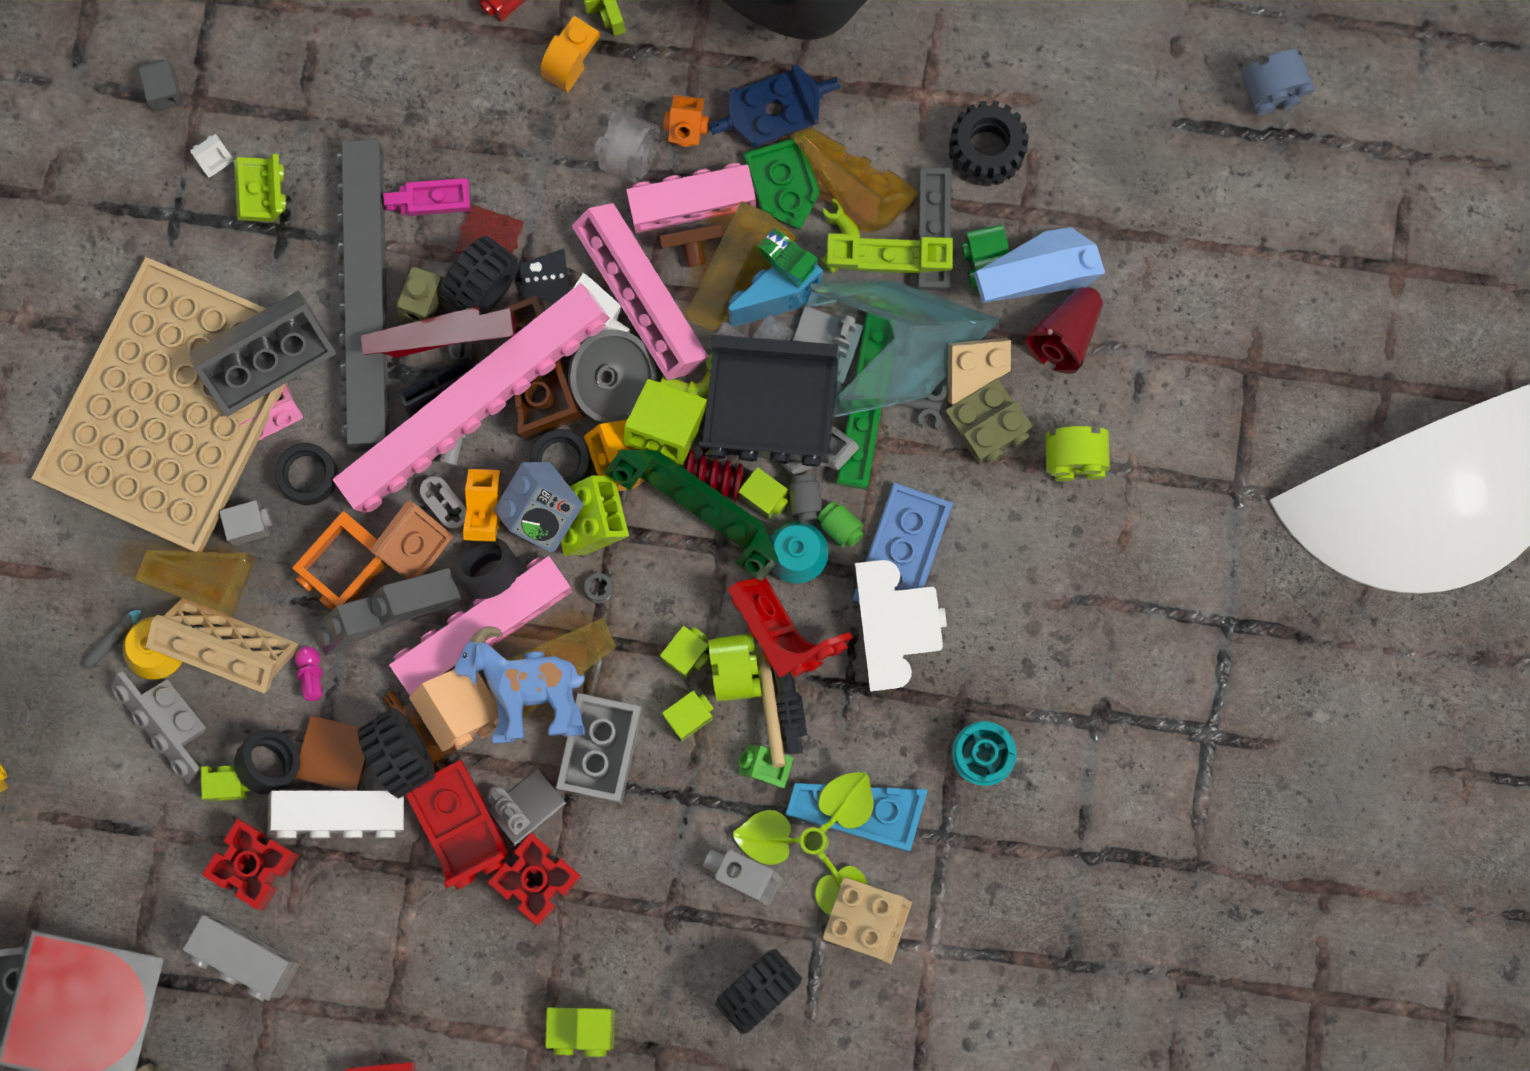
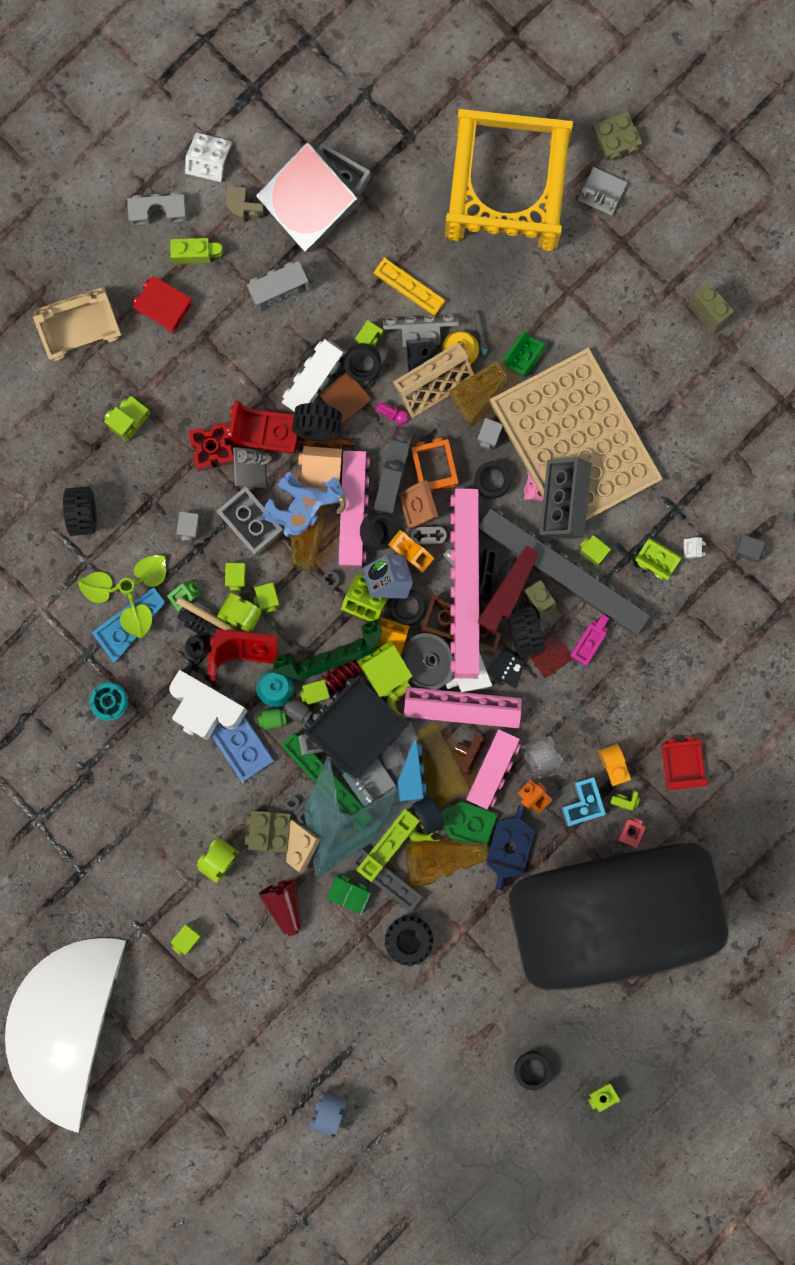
camera: 130 degrees right, 5 degrees up
(101, 556) = (523, 354): none -> green bracket
(114, 782) = (409, 287): none -> yellow tile
(200, 692) = (419, 352): none -> black brick
(231, 868) = (324, 311): red brick -> none
(306, 274) = (594, 550): none -> lime brick
(648, 47) = (589, 803): none -> medium azure brick
(668, 831) = (188, 526): none -> light grey brick
(754, 880) = (133, 550): light grey torso -> none
(787, 257) = (418, 786): green leg -> none
(812, 228) = (428, 814): none -> black wheel
(814, 705) = (199, 653): none -> black piece
(867, 920) = (74, 587): tan bracket -> none
(1042, 265) = (325, 919): light blue wedge -> none
(1208, 421) = (185, 939): none -> lime brick

